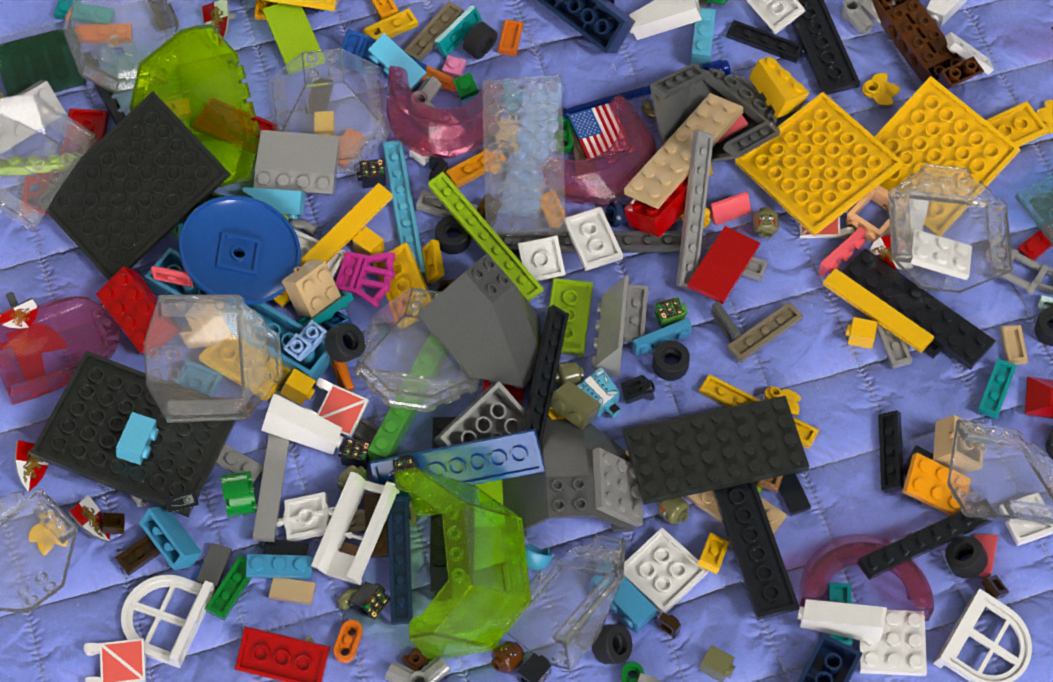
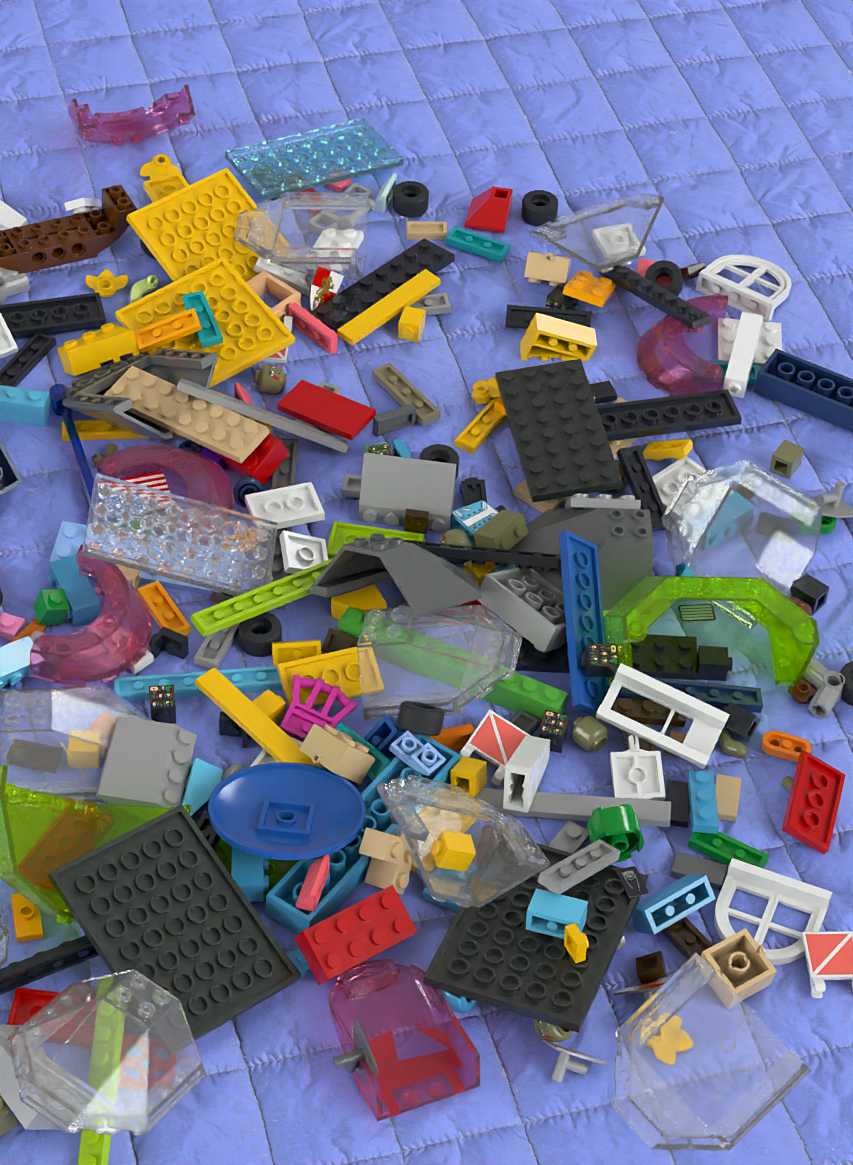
camera: 90 degrees left, 15 degrees down
(102, 582) = (741, 964): none -> tan brick
(105, 449) = (575, 942): none -> yellow plate
(182, 454) = (578, 866): none -> light grey plate
(199, 363) = (453, 850): none -> yellow brick
(588, 340) = (416, 521): none -> dark brown plate
(654, 523) = (642, 484): none -> black plate
(794, 129) = (167, 330): none -> light orange plate
(817, 154) = (210, 332): none -> teal plate
(857, 458) = (557, 338): none -> yellow wedge
(874, 114) = (143, 287): none -> yellowish green arm

